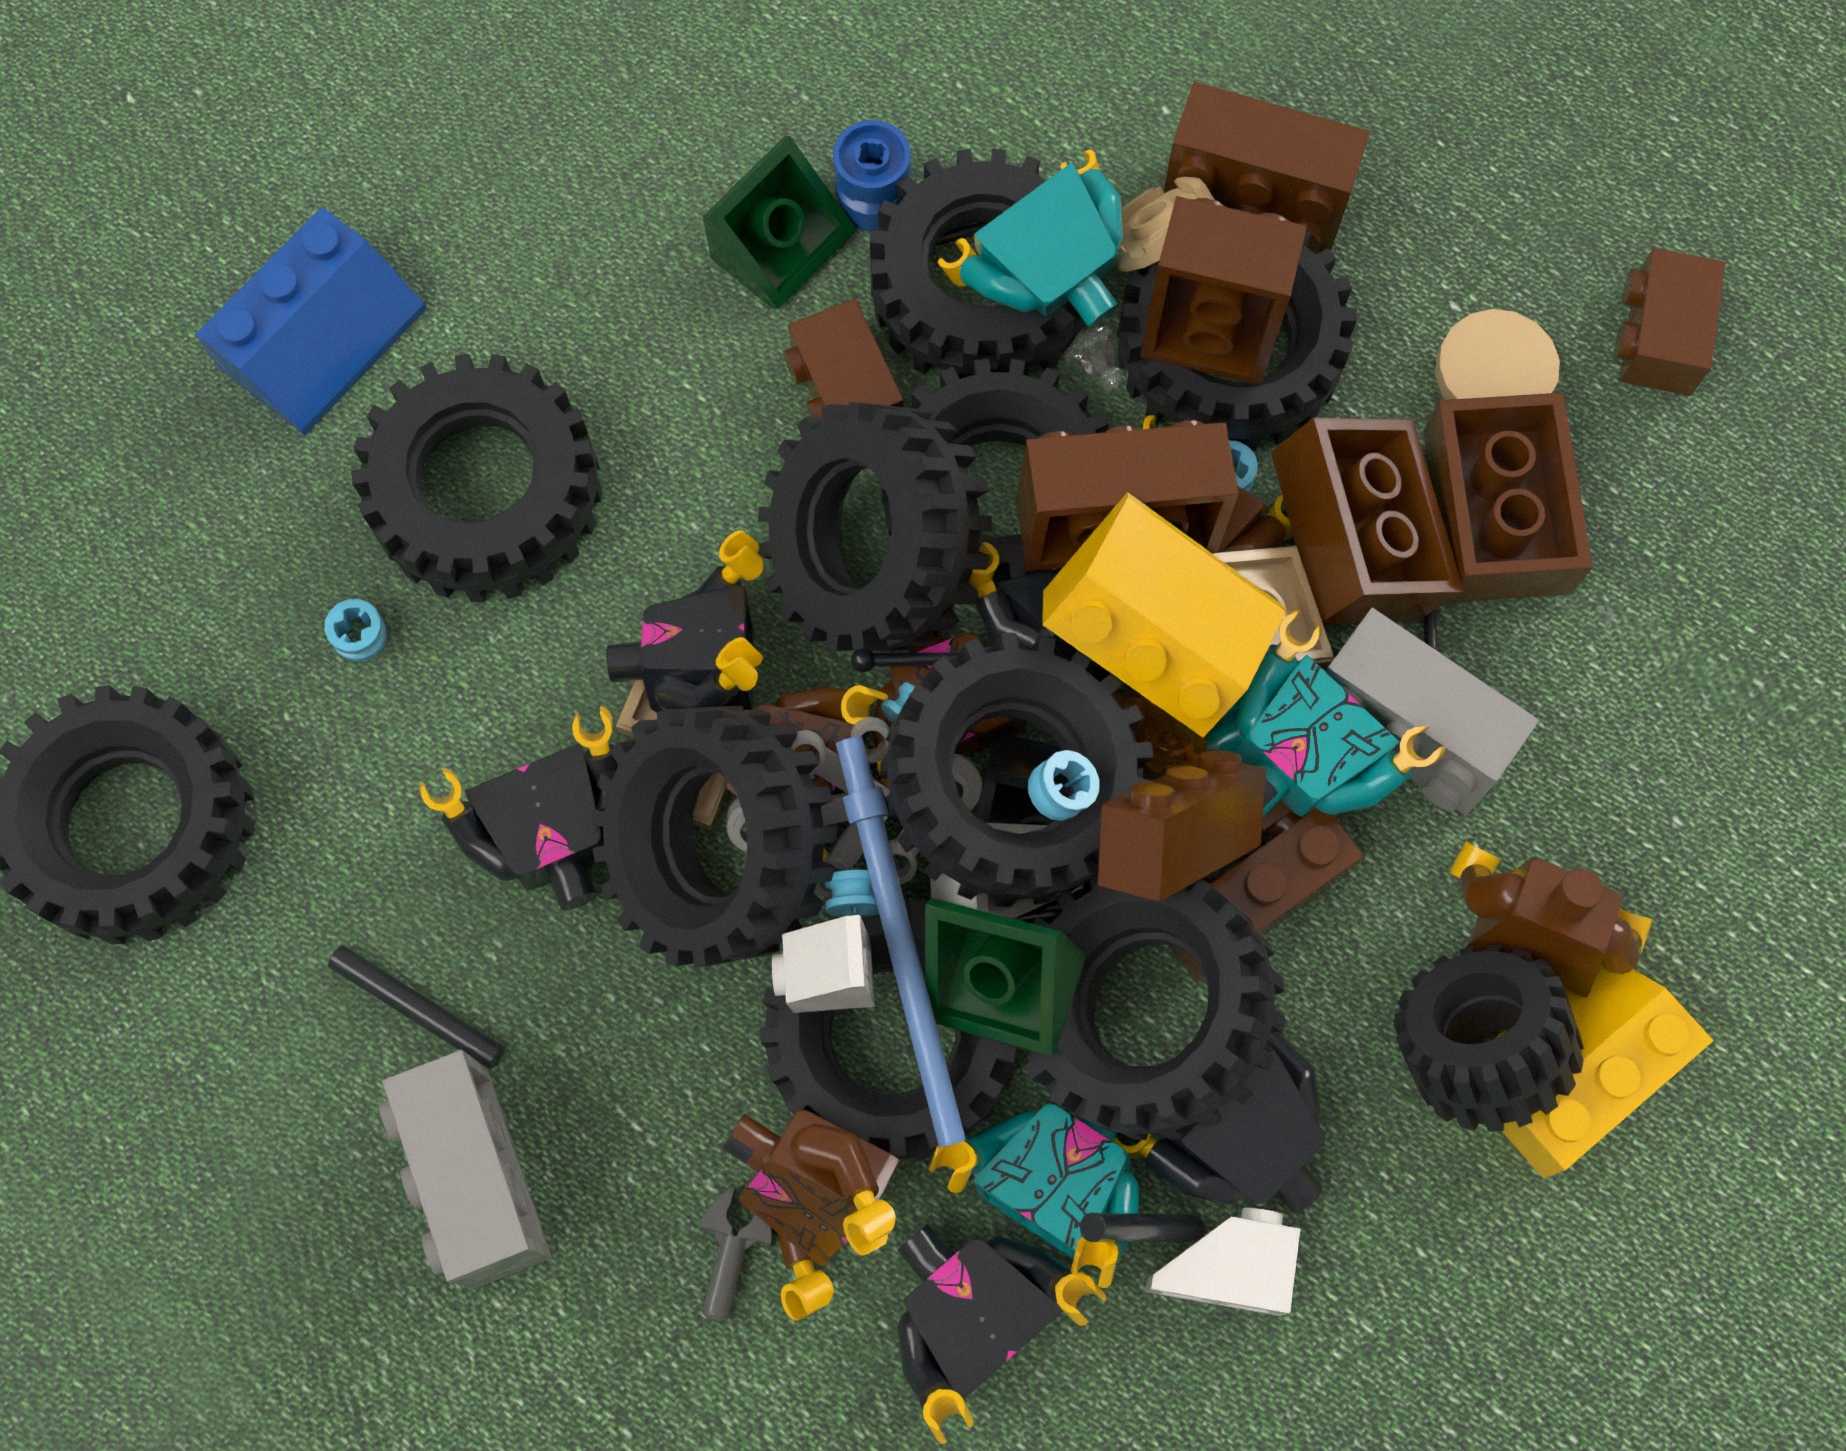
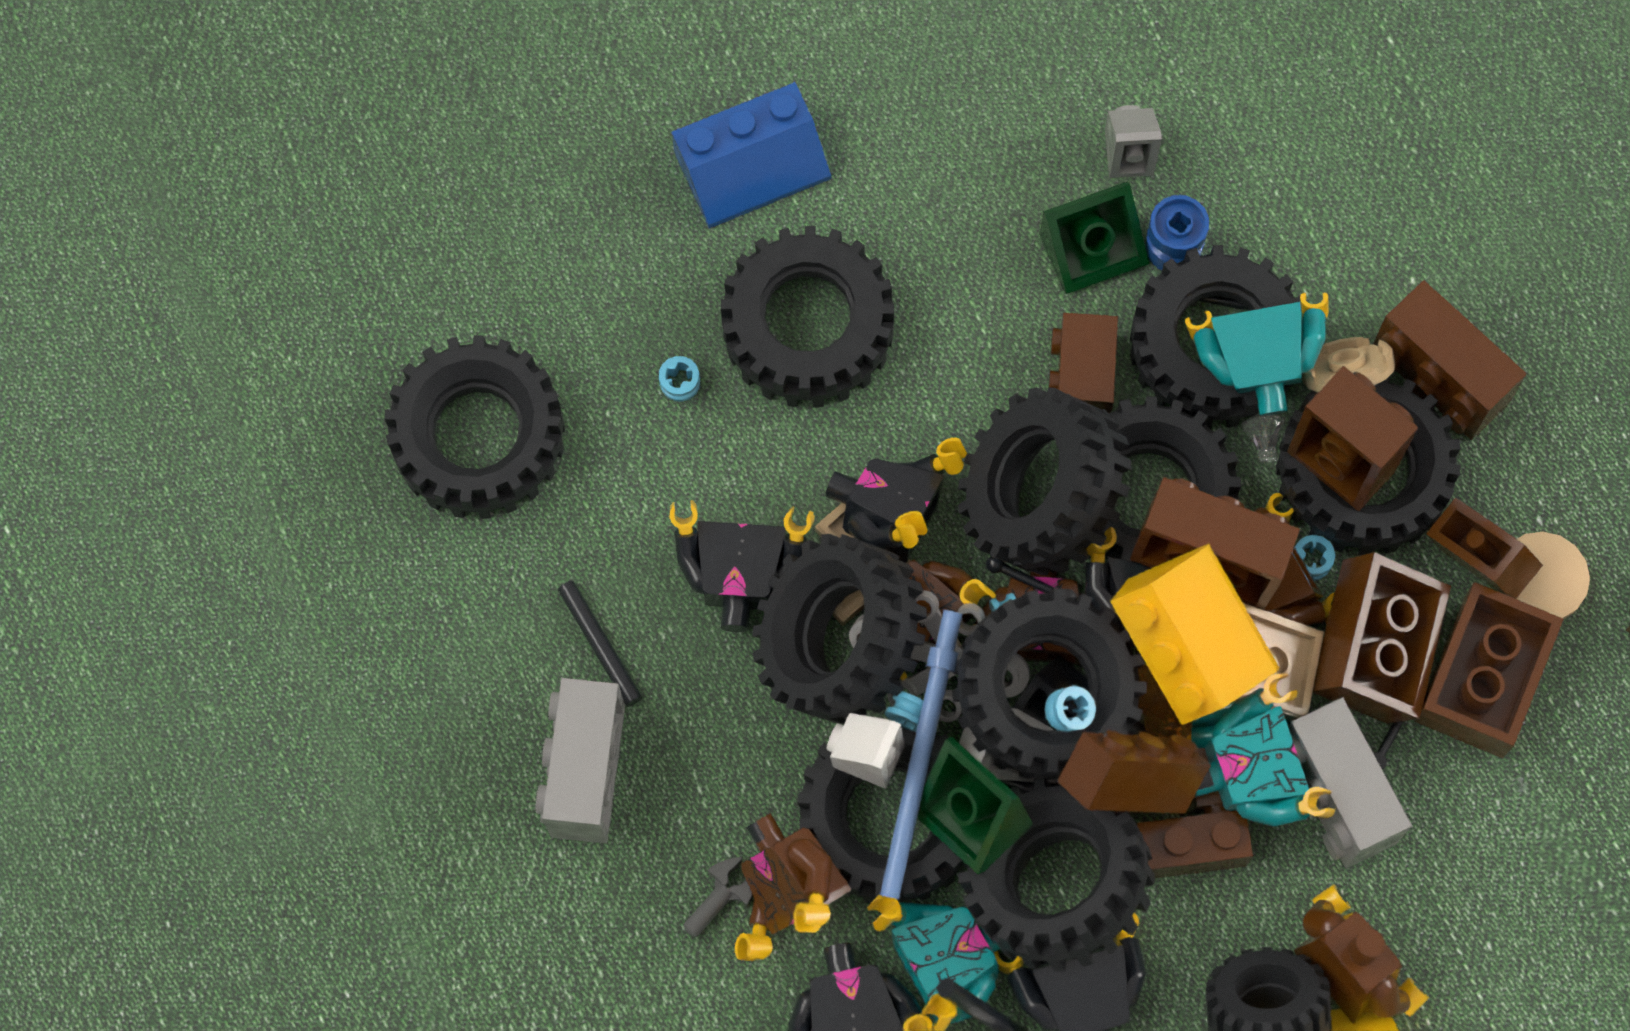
camera: 30 degrees right, 0 degrees up
(765, 96) = (1132, 141): none -> light grey slope
(1425, 358) = (1484, 549): none -> reddish brown brick

